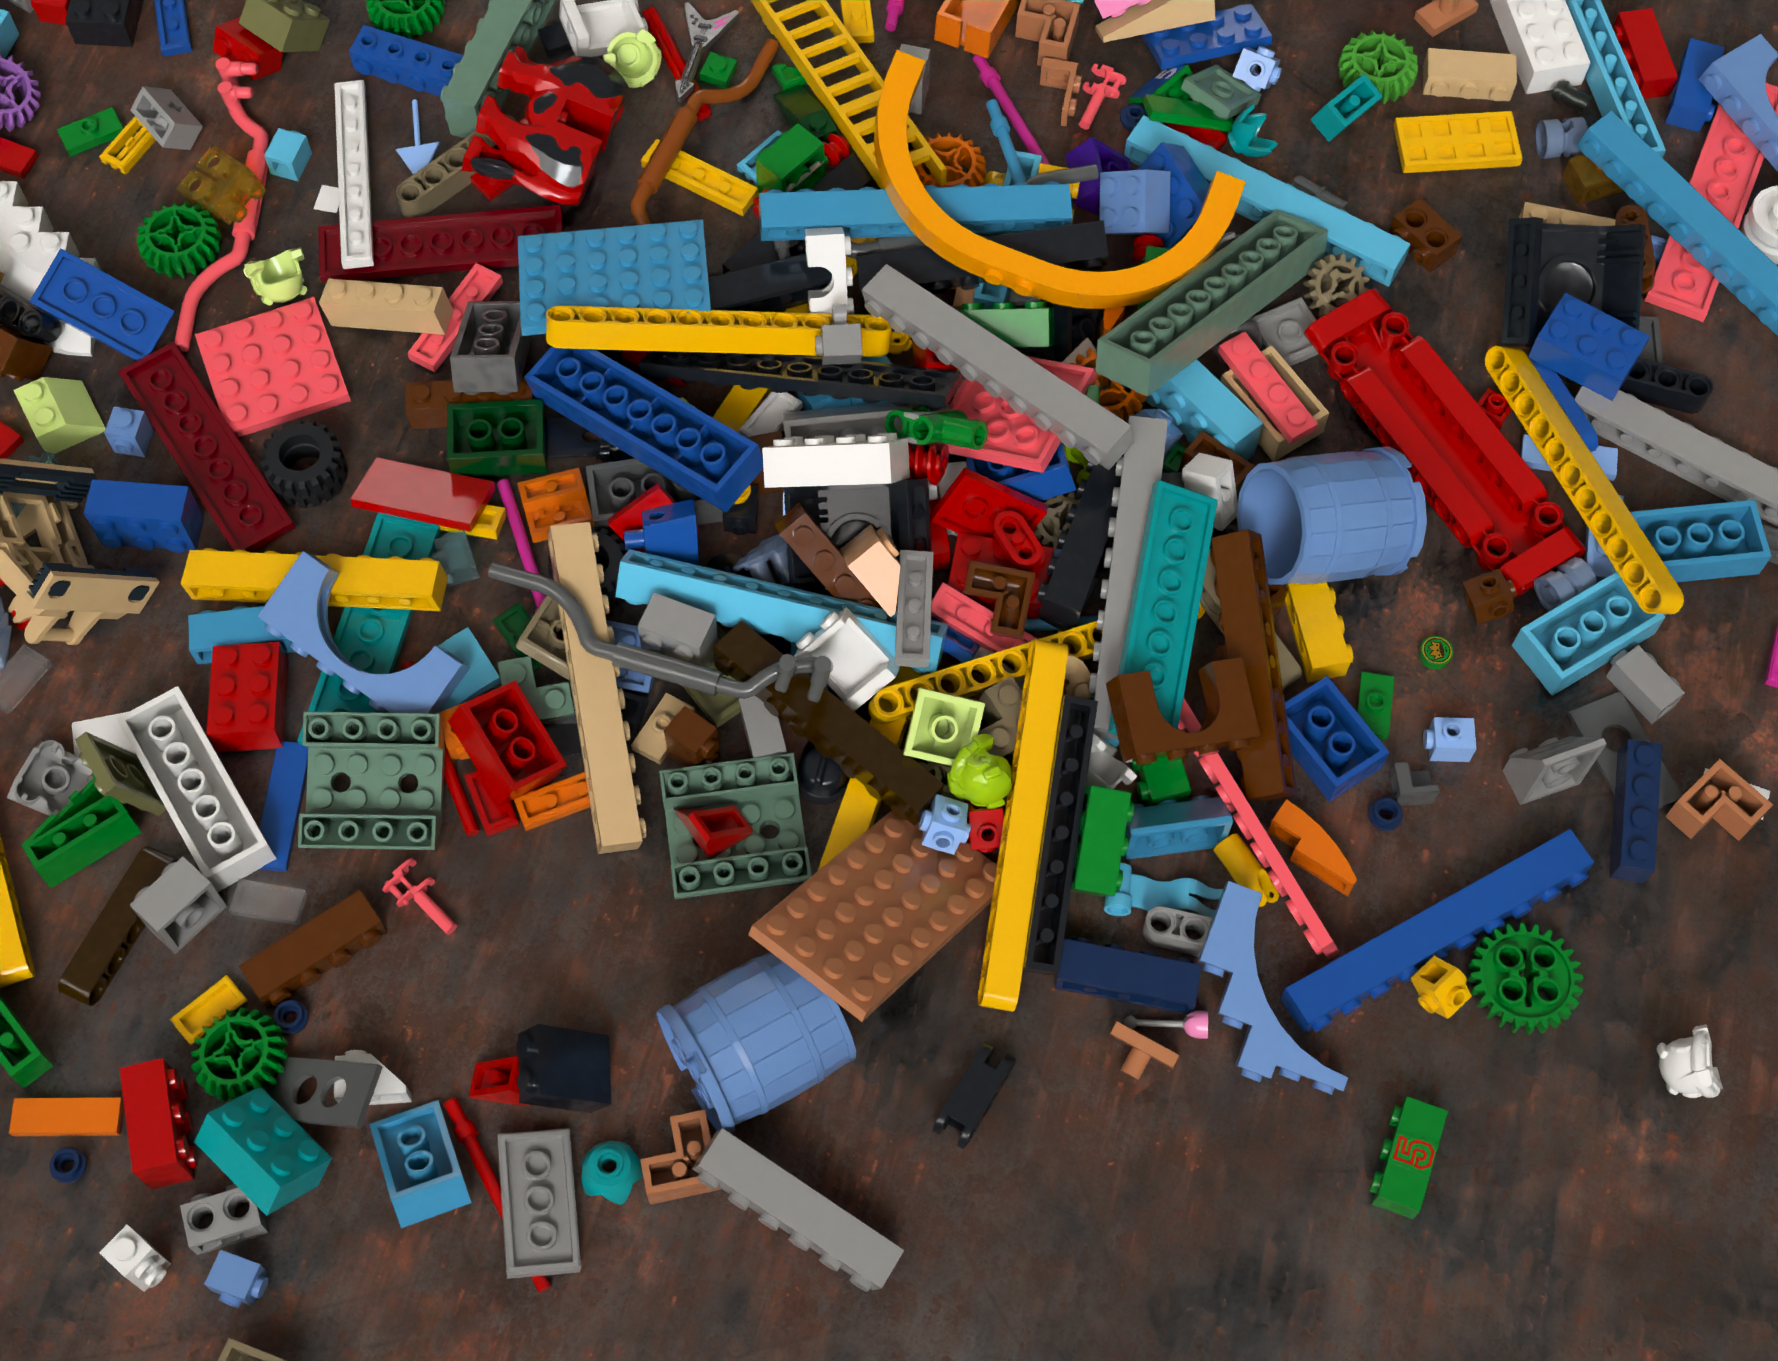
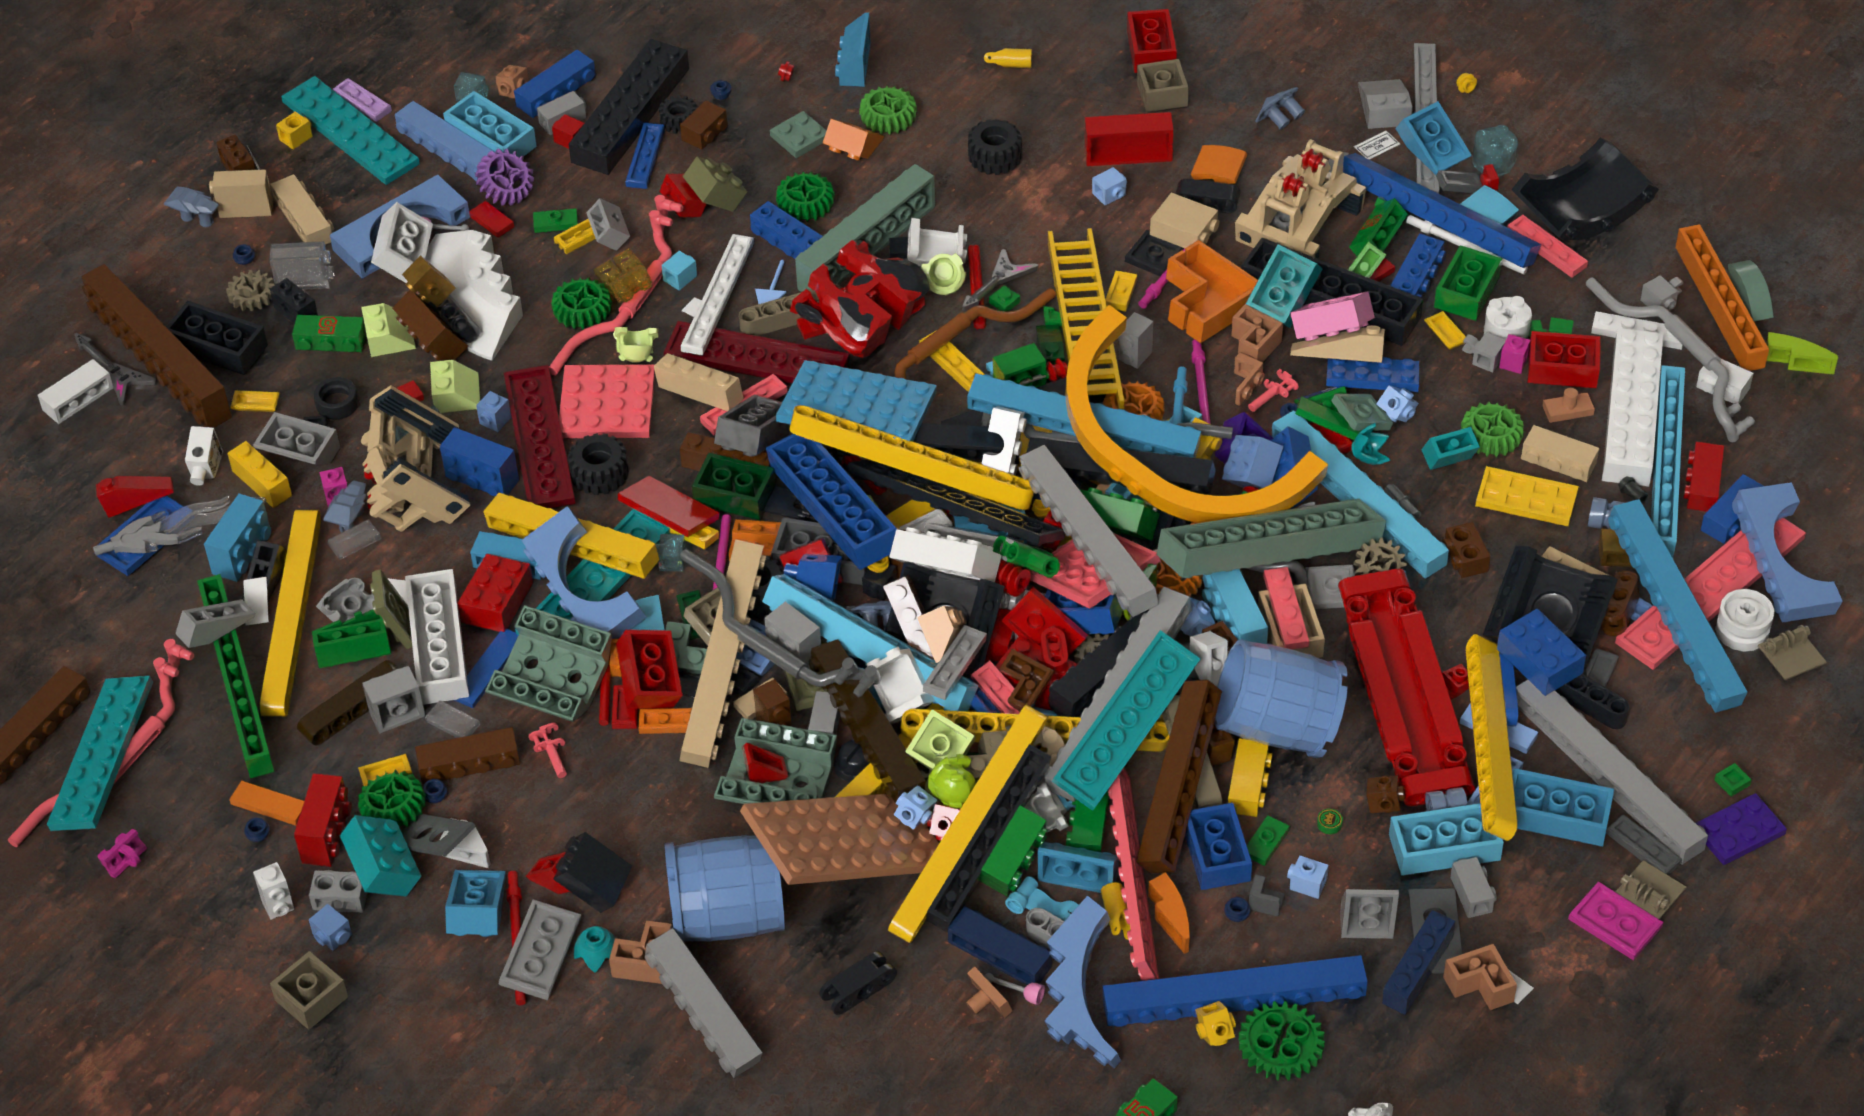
camera: 25 degrees right, 15 degrees down
(101, 306) = (510, 328): blue plate -> none
(840, 341) = (989, 485): light grey brick -> none
(1147, 735) = (1075, 789): reddish brown arch -> none

